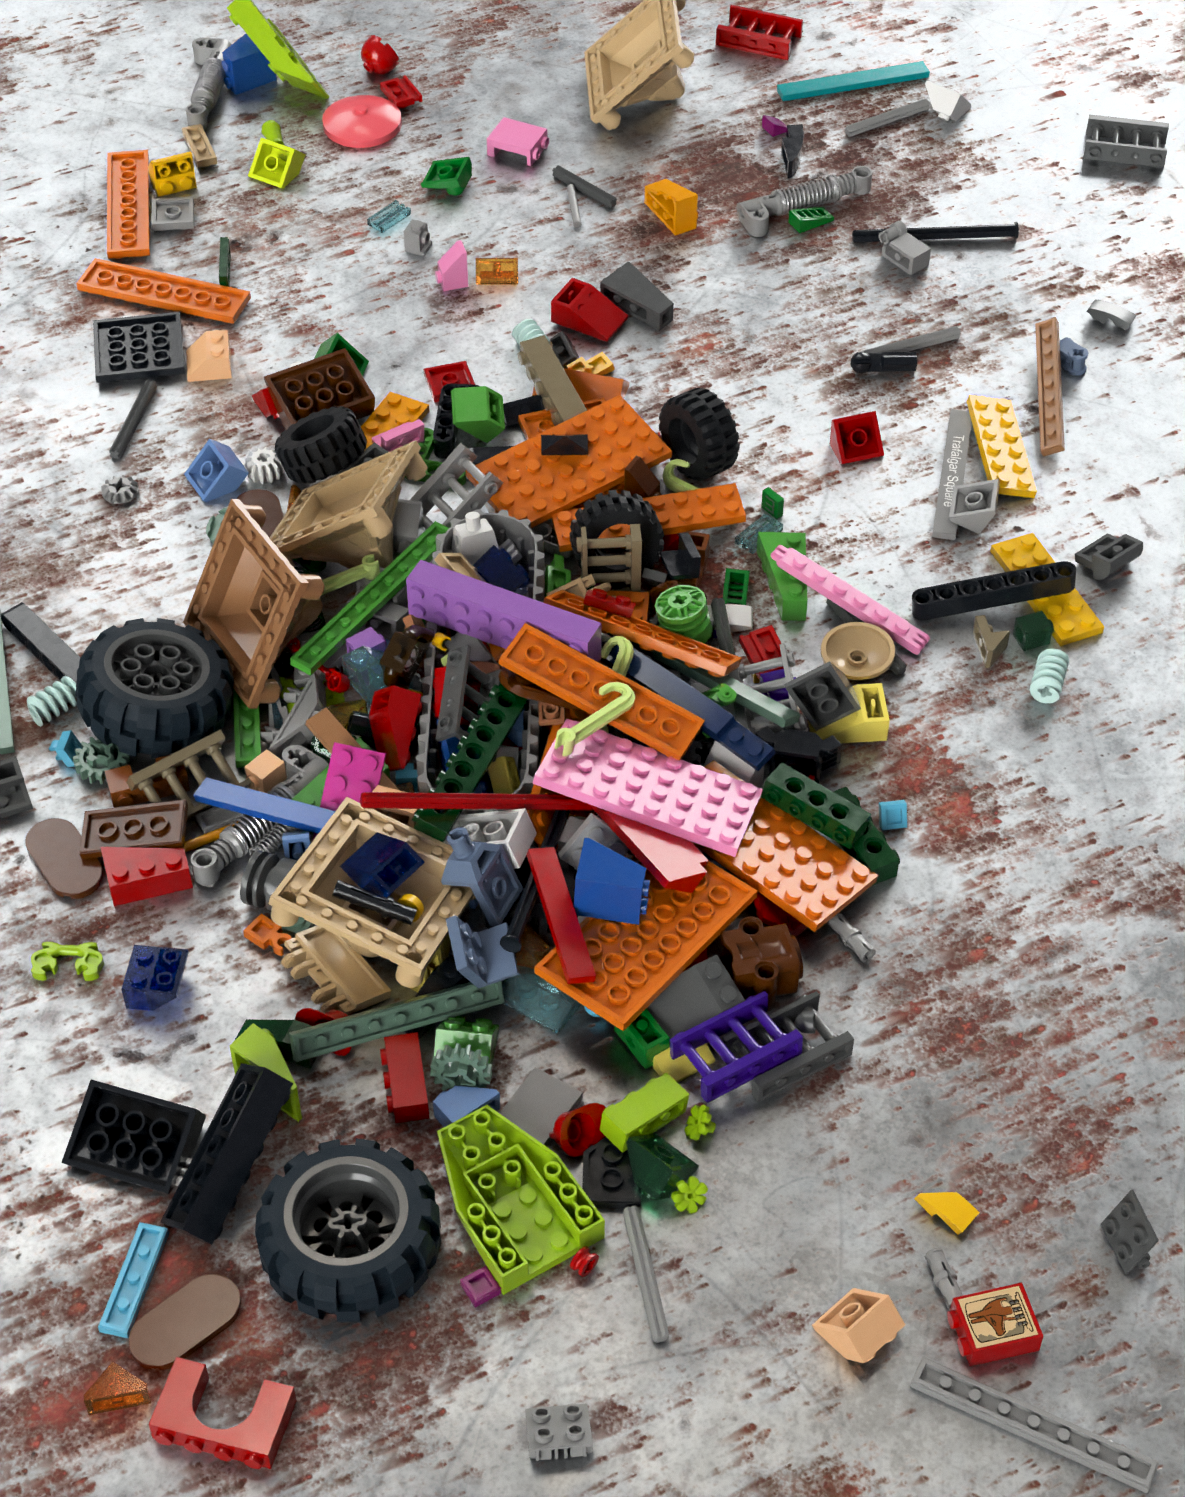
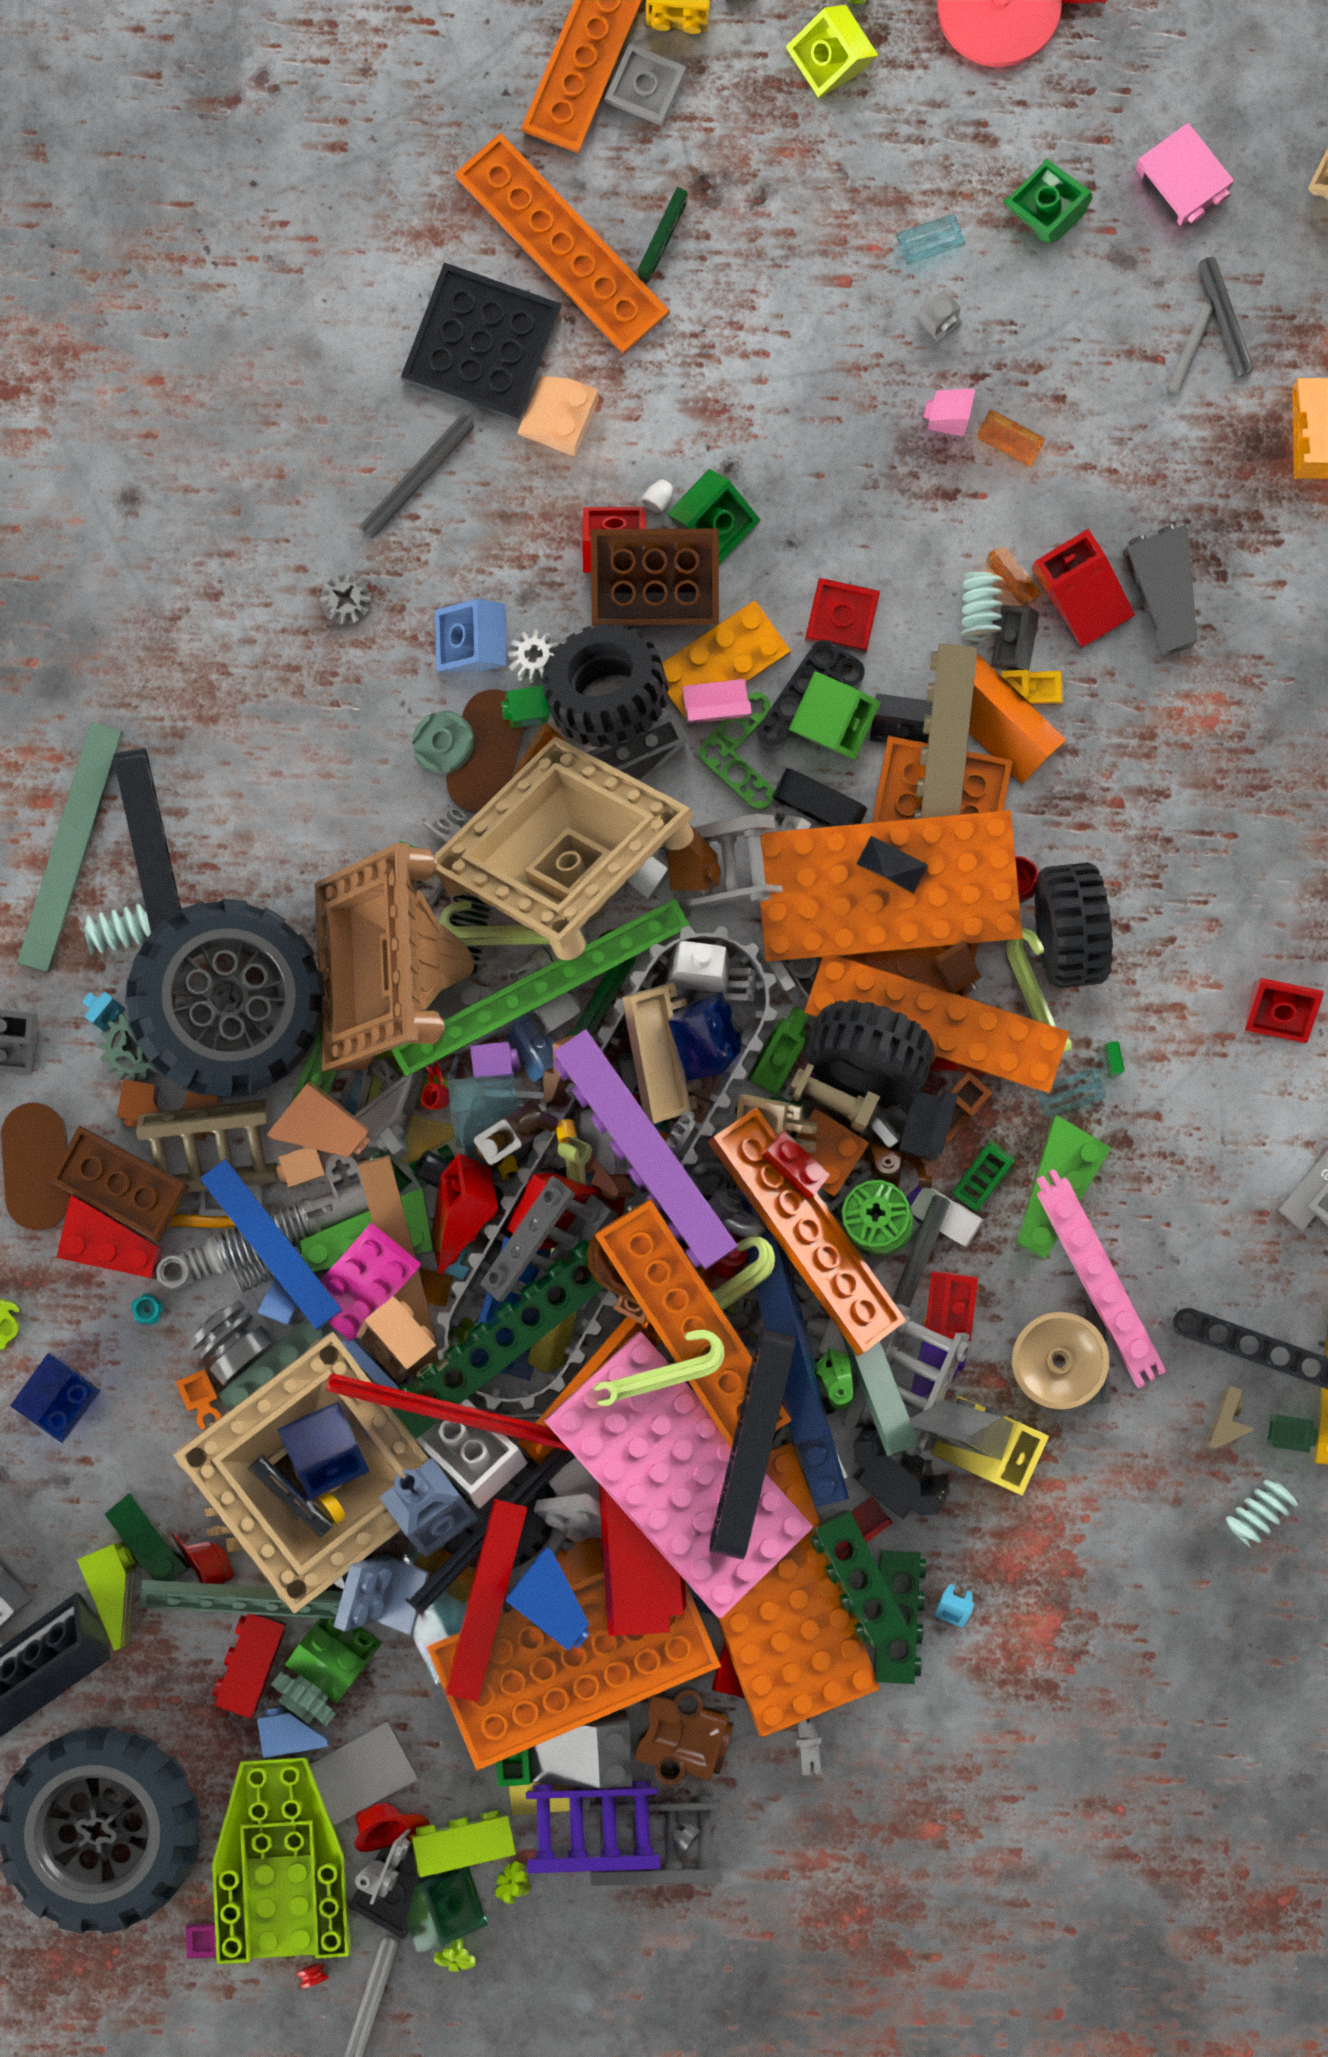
camera: 30 degrees right, 35 degrees up
(196, 902) = (139, 1305): none -> teal plate
(265, 720) = (320, 1124): none -> nougat slope
(274, 483) = (525, 707): none -> green brick
(435, 495) = (694, 866): none -> reddish brown slope
(549, 326) = (1013, 576): none -> clear orange slope
(593, 1147) = (381, 1877): none -> light grey hinge
(688, 735) = (752, 1444): none -> black beam

